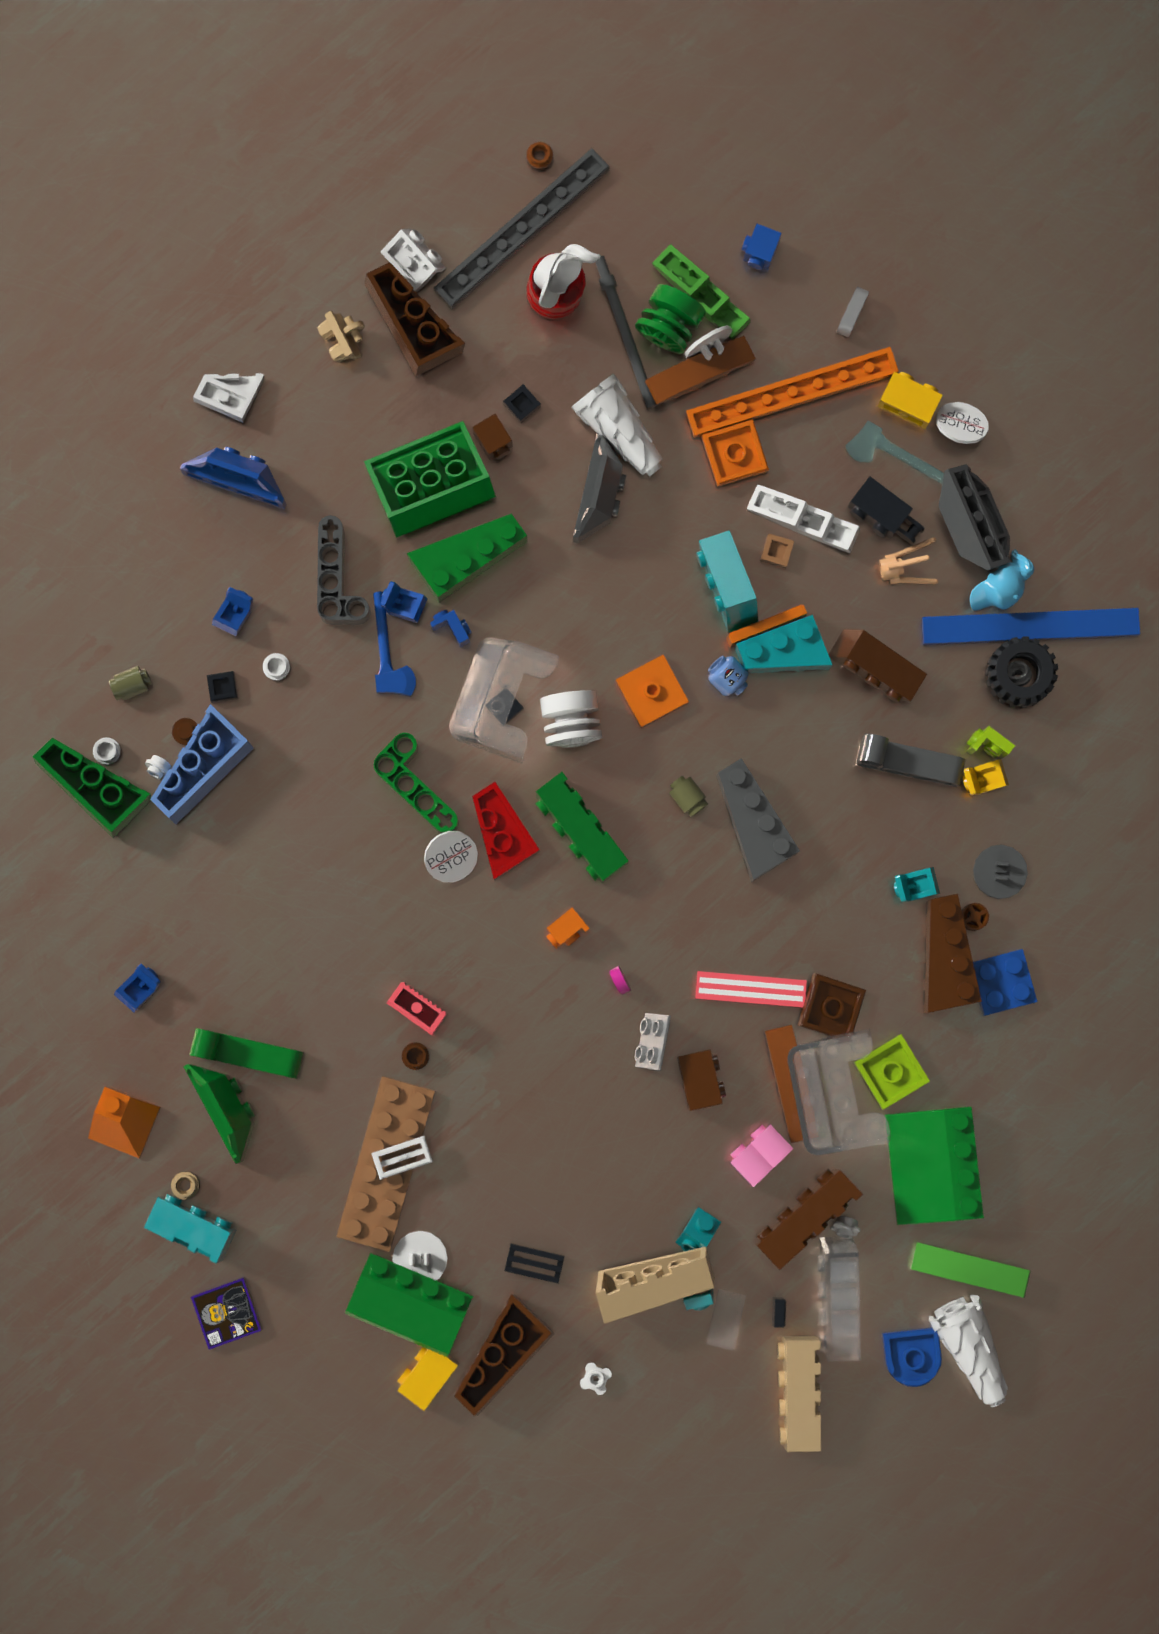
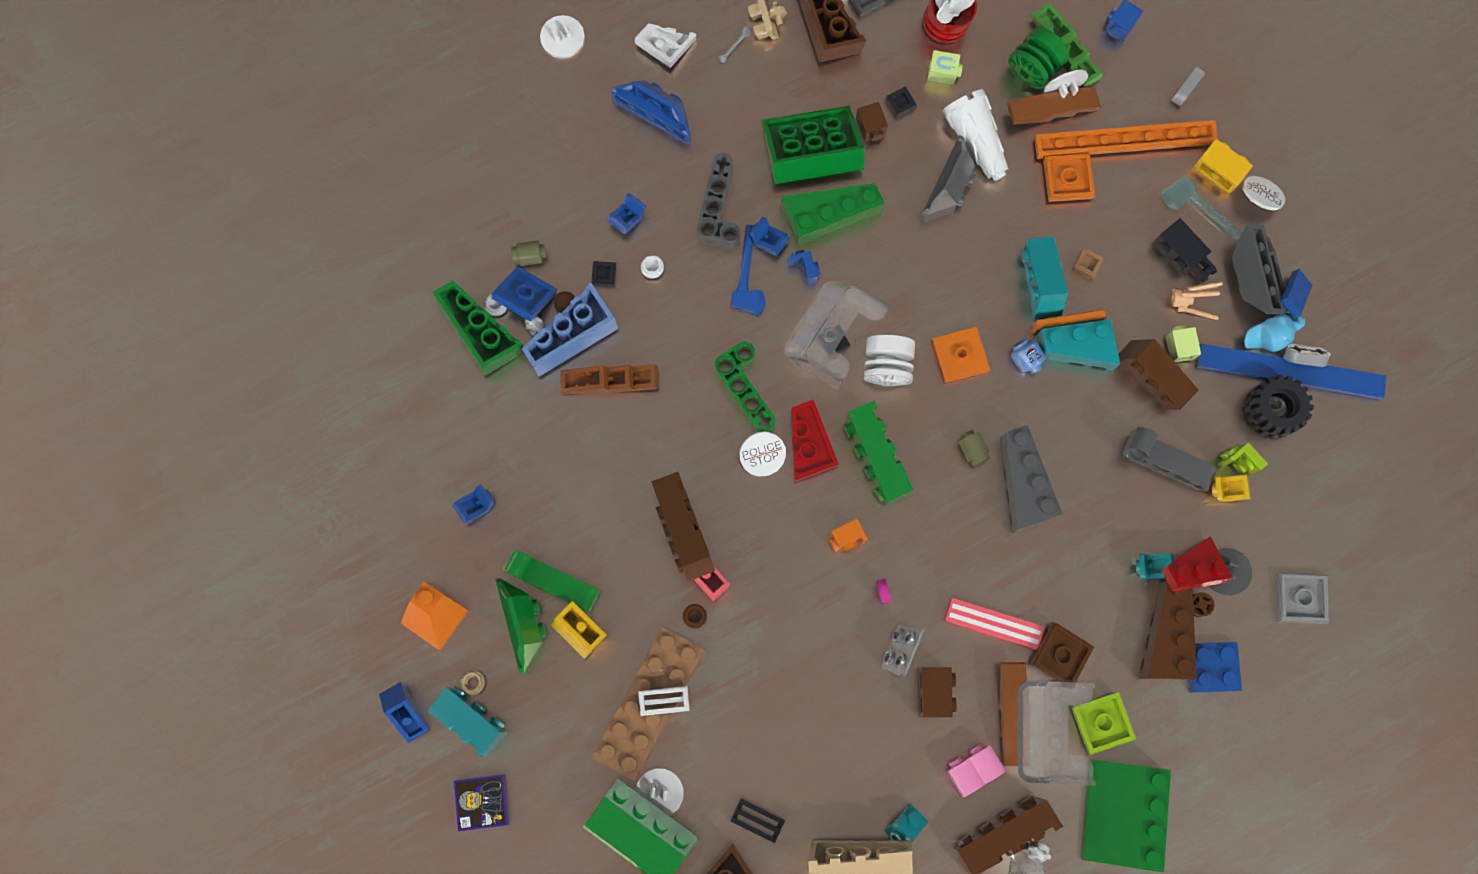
camera: 15 degrees right, 5 degrees down
(106, 410) = (562, 36): none -> white piece
(116, 1235) = (403, 712): none -> blue slope
(136, 732) = (524, 293): none -> blue plate
(257, 809) = (609, 379): none -> dark orange slope
(289, 1101) = (578, 629): none -> yellow brick
(322, 356) = (745, 33): none -> light grey hinge
(378, 962) = (682, 527): none -> reddish brown wedge
(564, 352) = (944, 67): none -> yellowish green brick
(608, 284) = (991, 25): dark grey bar -> none
(803, 518) = (1113, 241): white slope -> none
(900, 623) = (1183, 344): none -> yellowish green brick
(961, 878) = (1197, 568): none -> red wing
(1019, 534) = (1296, 292): none -> blue tile
(1044, 604) = (1307, 355): none -> light grey beam
(1088, 883) = (1302, 598): none -> light grey tile

